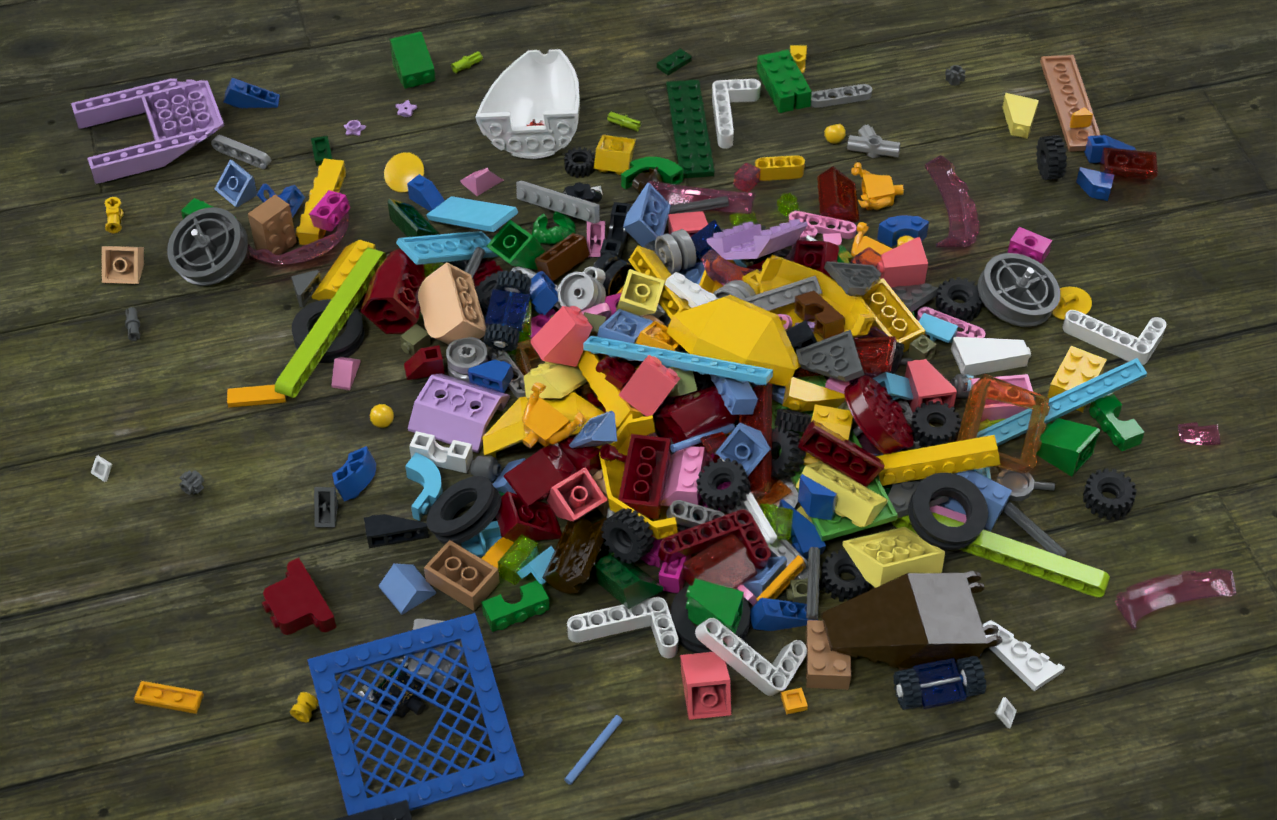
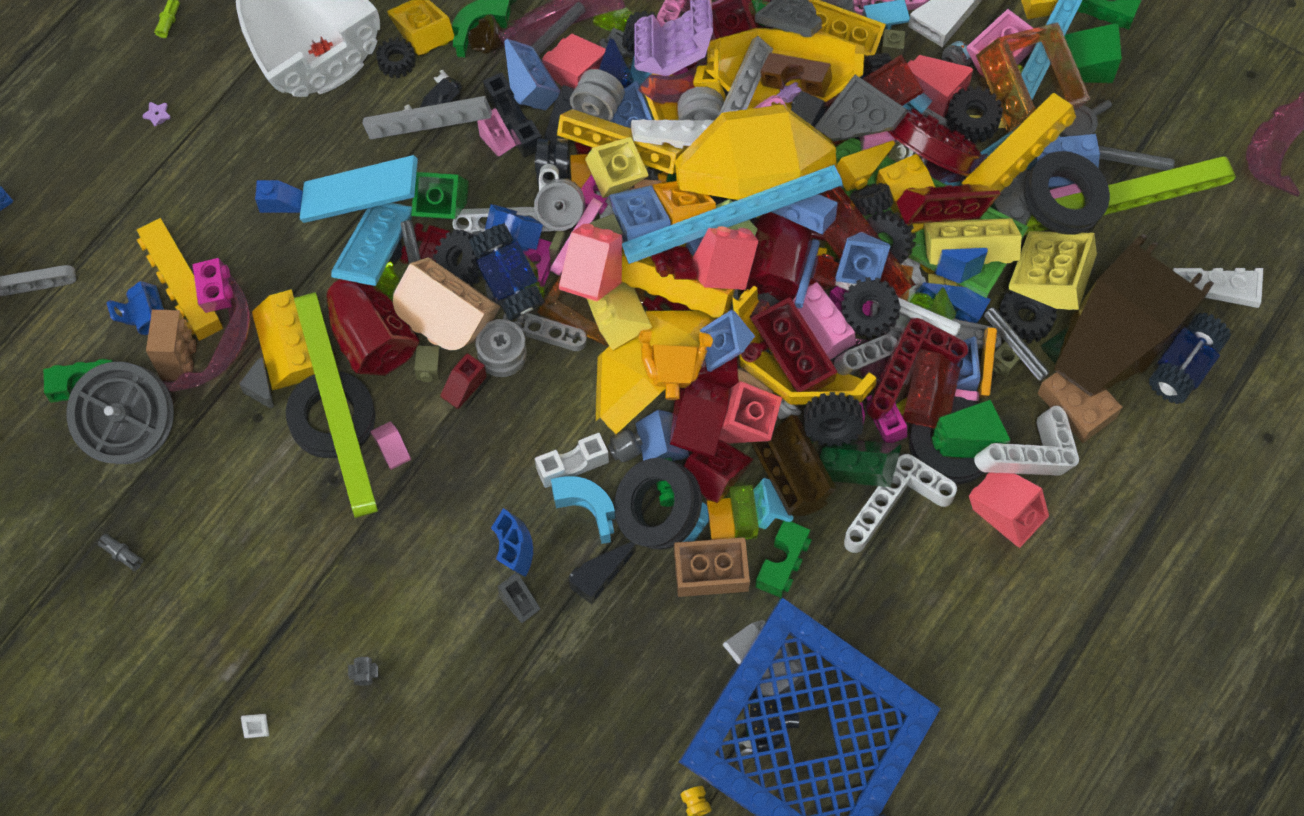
camera: 40 degrees left, 15 degrees up
(122, 264) = (39, 495): light nougat slope -> none
(236, 184) = (68, 322): medium blue slope -> none
(254, 396) = (327, 534): light orange tile -> none
(297, 602) = (586, 708): dark red brick -> none
(321, 149) = (117, 221): dark green plate -> none
(354, 127) = (118, 168): lavender plate -> none
(381, 416) = (475, 464): yellow piece -> none
(401, 170) = (231, 188): yellow shield -> none
(405, 587) = (667, 617): medium blue slope -> none
(409, 219) = (296, 239): dark green slope -> none
(412, 60) = (113, 54): green slope -> none
(452, 415) = (546, 417): lavender slope -> none
(481, 181) = (315, 146): bright pink slope -> none
(492, 375) = (543, 346): blue slope -> none
(555, 234) = (451, 155): green piece -> none
(563, 256) = (484, 173): reddish brown brick -> none
(582, 763) = (971, 638): medium blue piece -> none
(778, 614) = (1011, 389): blue slope -> none
(794, 701) = (1090, 463): light orange plate -> none
(1006, 712) = (1254, 344): white slope -> none
(1112, 483) = (1165, 67): black tyre -> none

